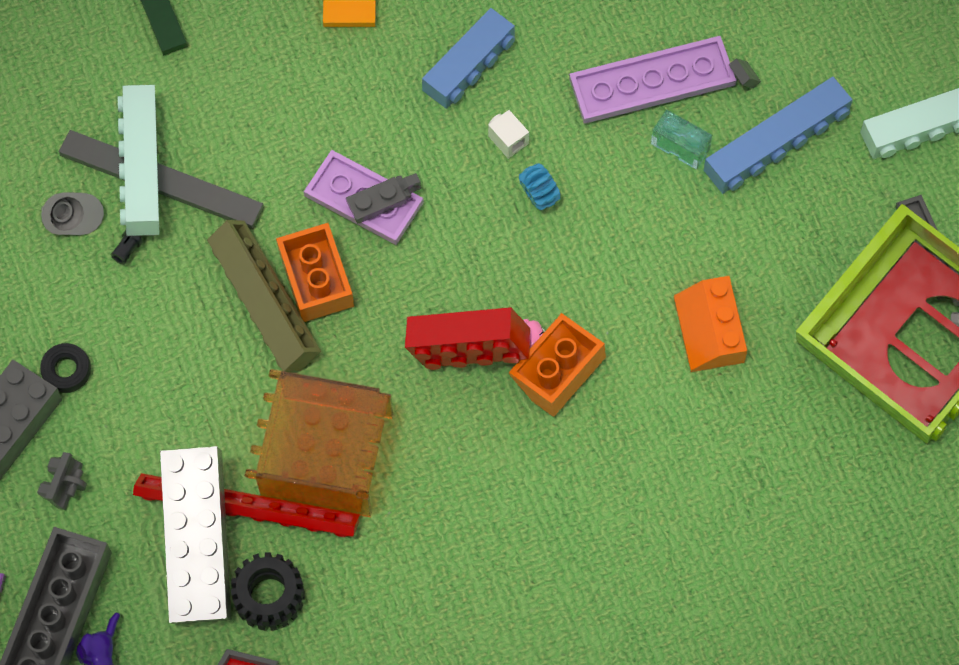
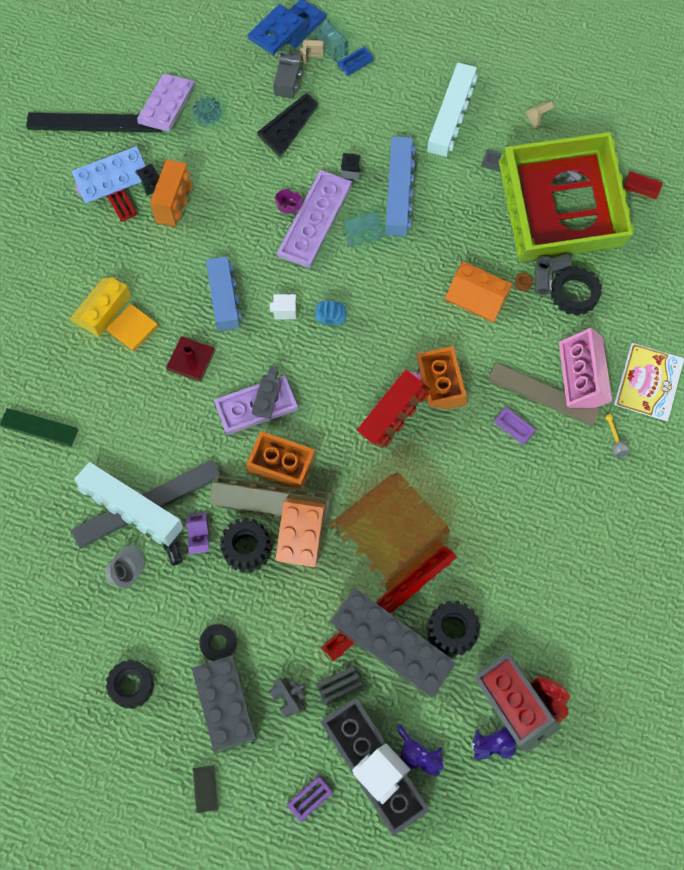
camera: 50 degrees left, 0 degrees up
(42, 622) = (381, 772): none -> white plate
(95, 513) = (336, 677): none -> dark grey tile
(170, 254) = (198, 533): none -> medium lavender slope
(188, 291) = (239, 531): none -> black tyre
(246, 352) = (300, 532): none -> orange brick
(363, 89) = (190, 359): none -> dark red tile
(572, 488) = (514, 426): none -> medium lavender tile
(640, 492) = (540, 393): none -> dark tan tile
(640, 623) = (620, 449): none -> light grey hinge
(646, 33) = (288, 202): none -> magenta hair
(707, 514) = (585, 370): none -> bright pink slope
(756, 60) = (351, 162): none -> black bracket
(763, 600) = (649, 382): none -> sticker
(772, 366) = (523, 282): none -> dark orange tile
(796, 382) = (553, 264): none -> dark grey piece
(819, 406) = (580, 275): none -> black tyre

